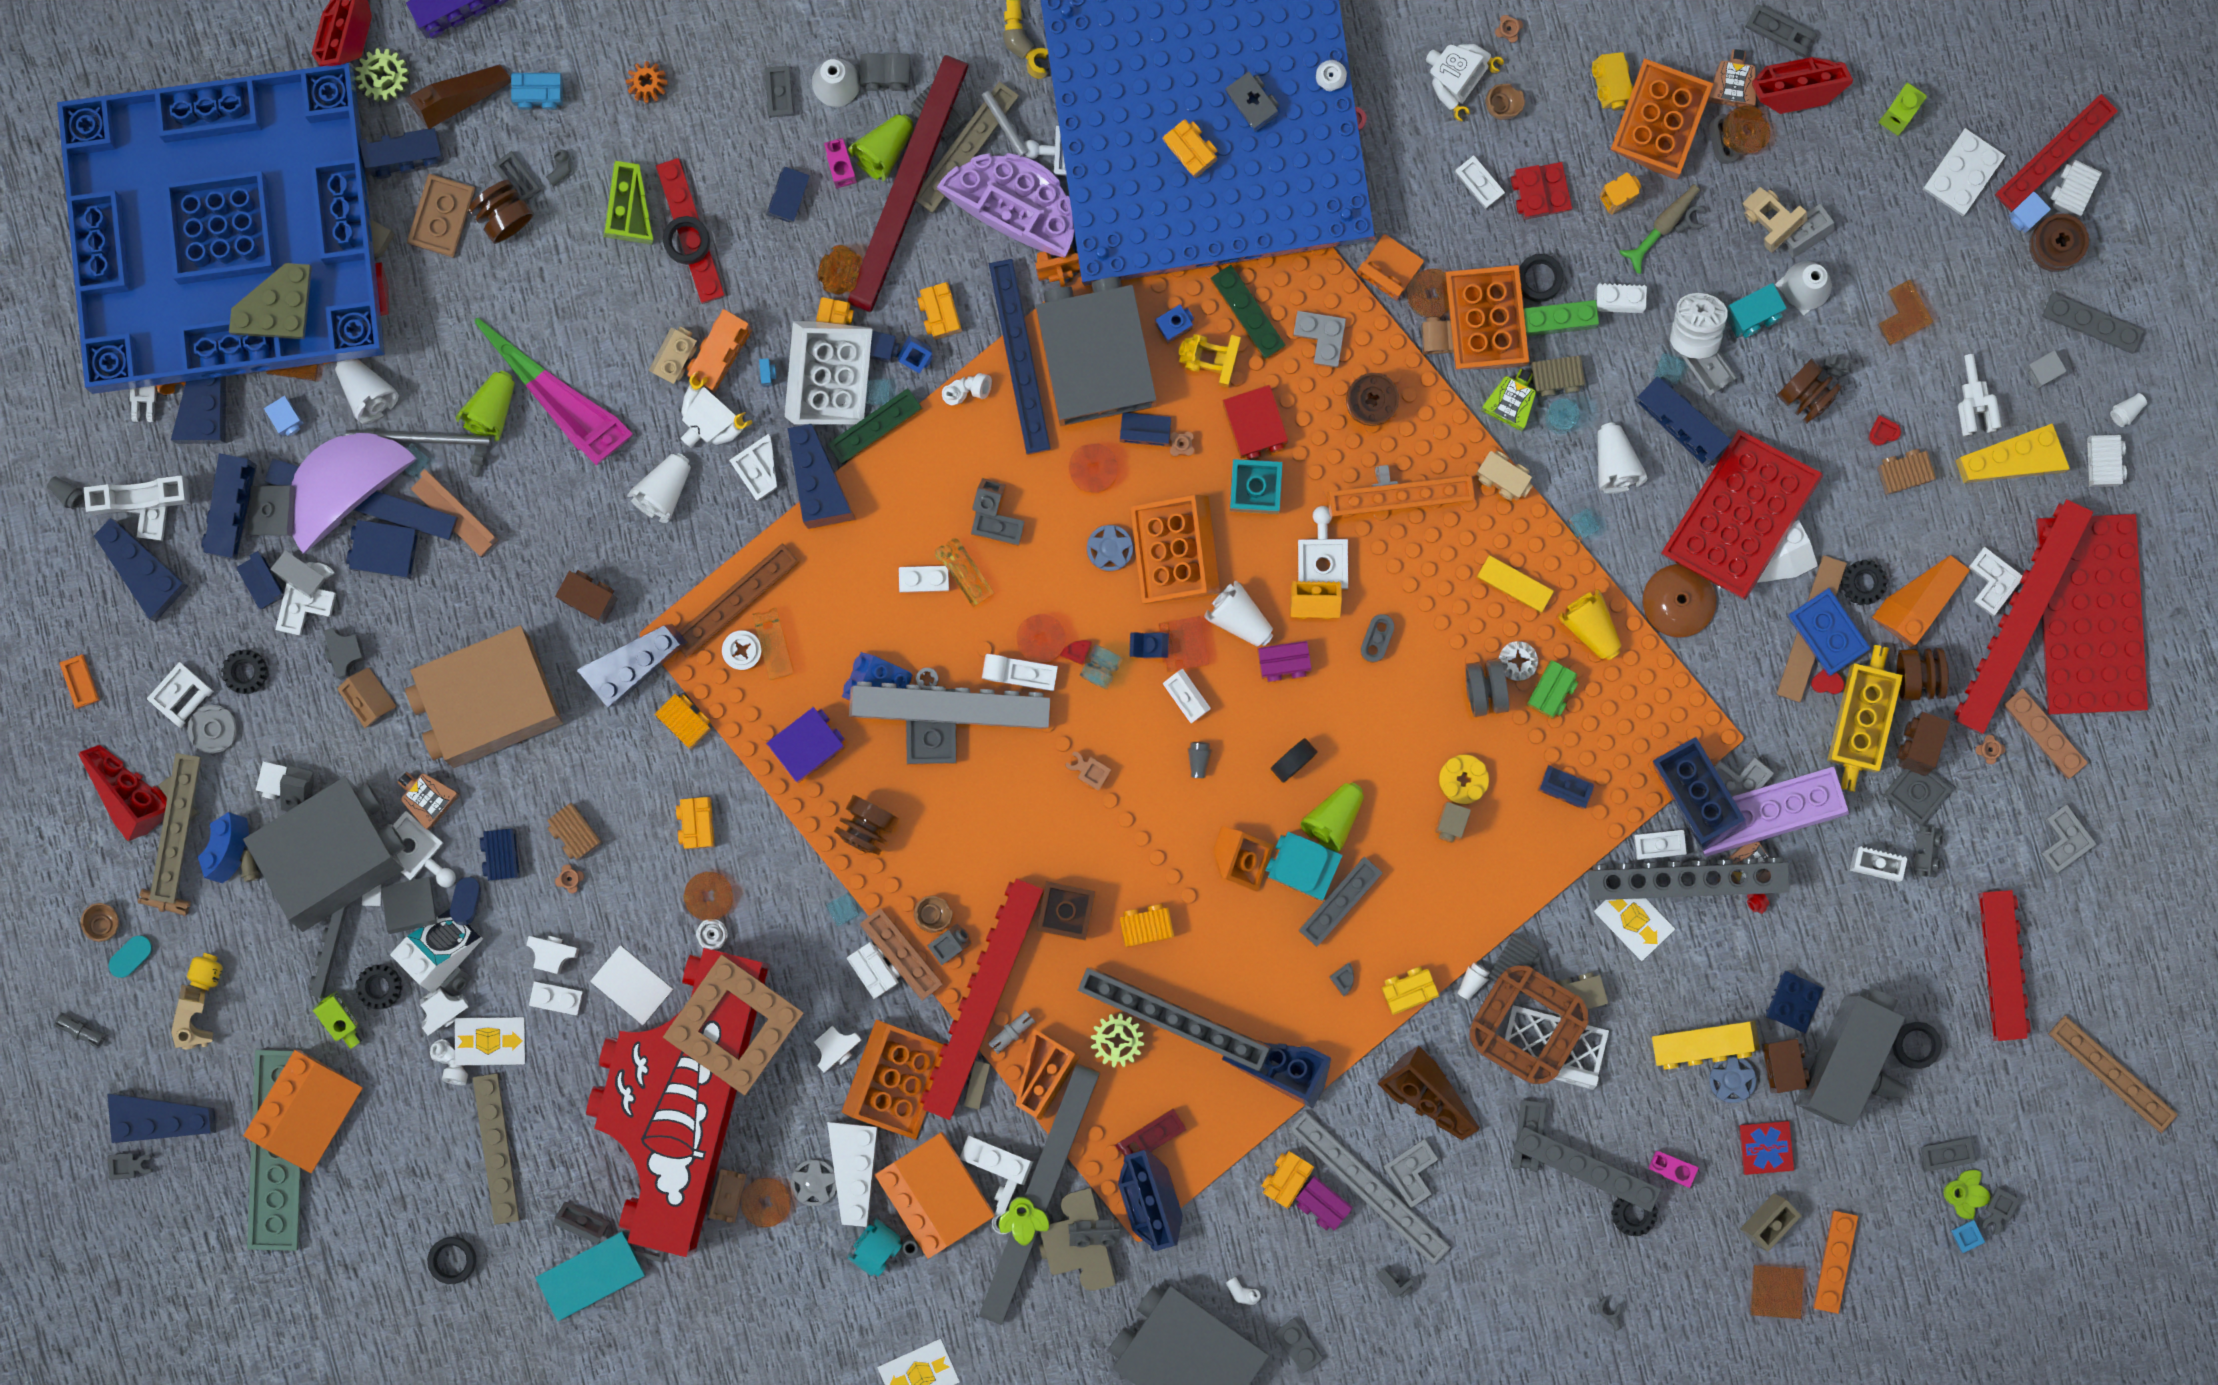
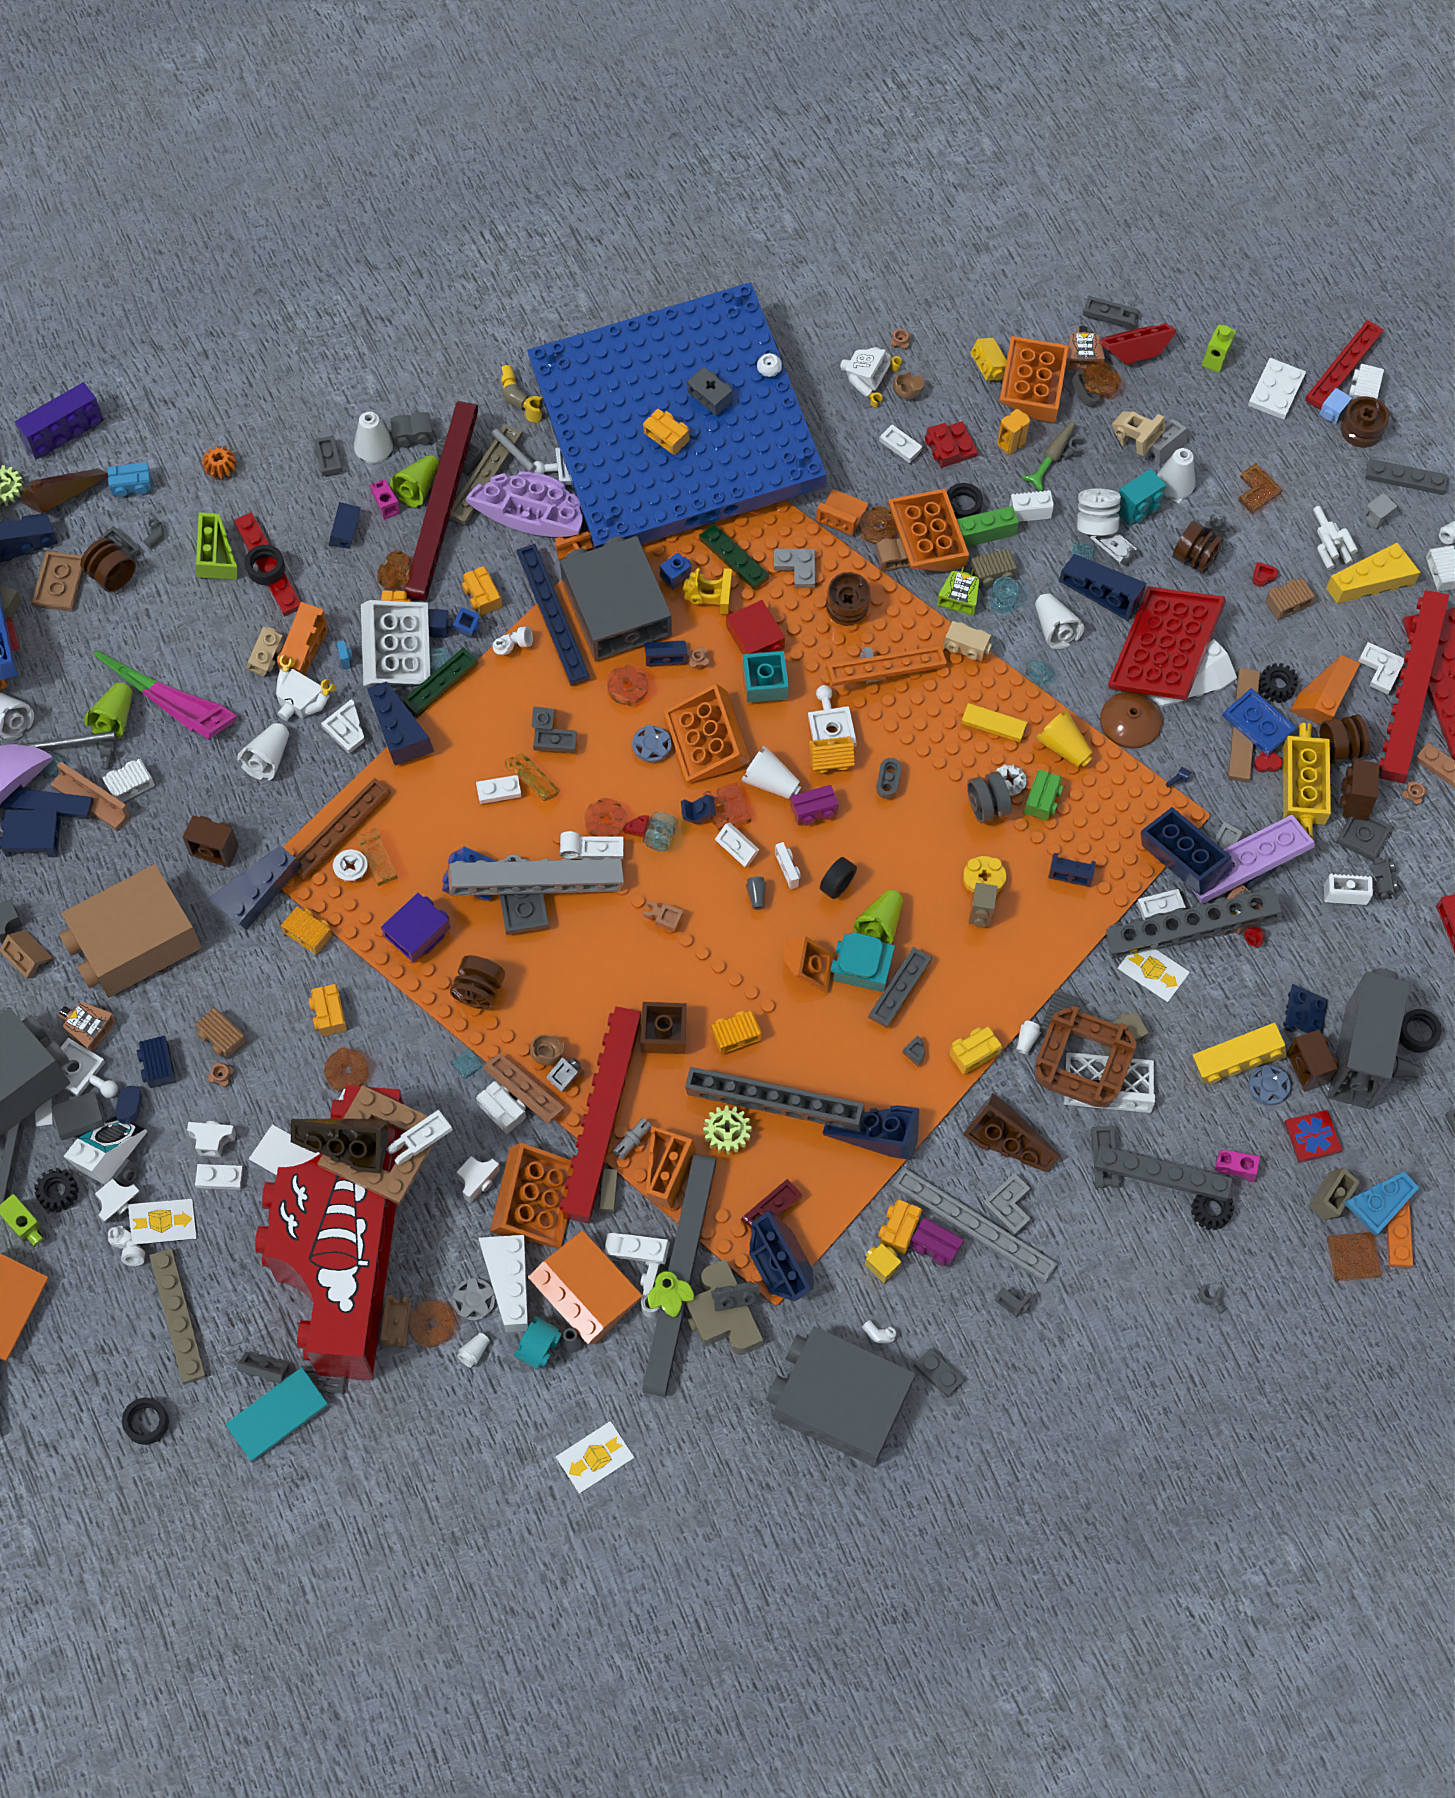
camera: 15 degrees left, 20 degrees down
(499, 500) = (128, 781): none -> white brick
(703, 1023) = (349, 1141): none -> dark brown wedge
(778, 1029) = (420, 1136): none -> white hinge
(806, 1240) = (473, 1350): none -> white cone
(1243, 742) = (785, 859): none -> white plate
(1261, 1215) = (882, 1262): none -> yellow brick
(1723, 684) = (1183, 775): none -> dark blue hand
(1820, 1242) = (1381, 1202): none -> dark azure wing

